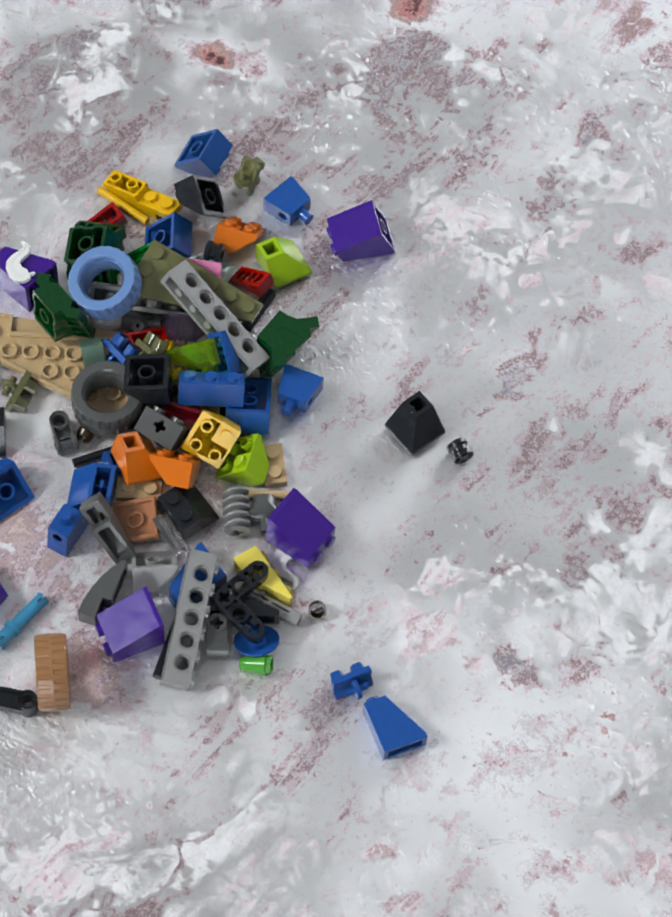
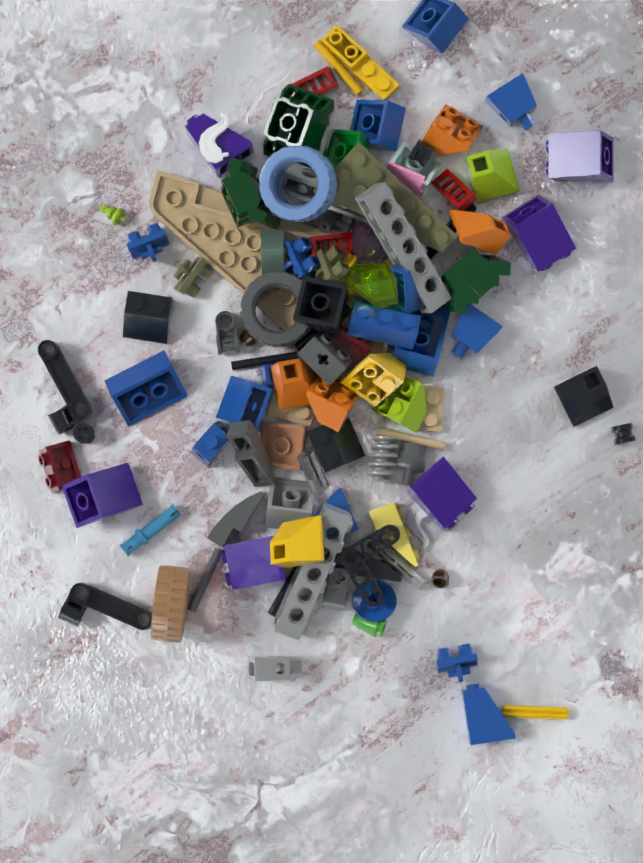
camera: 15 degrees right, 25 degrees up
(83, 658) = (205, 579): none -> dark grey bar
(166, 720) = (263, 668): none -> light grey torso
(170, 587) = (298, 543): none -> yellow slope
(201, 196) = (421, 85): black slope -> none
(248, 174) = (477, 62): olive hips -> none
(284, 298) = (480, 230): none -> orange slope
(339, 299) = (539, 233): none -> dark purple slope
(443, 714) = (535, 712): none -> yellow axle

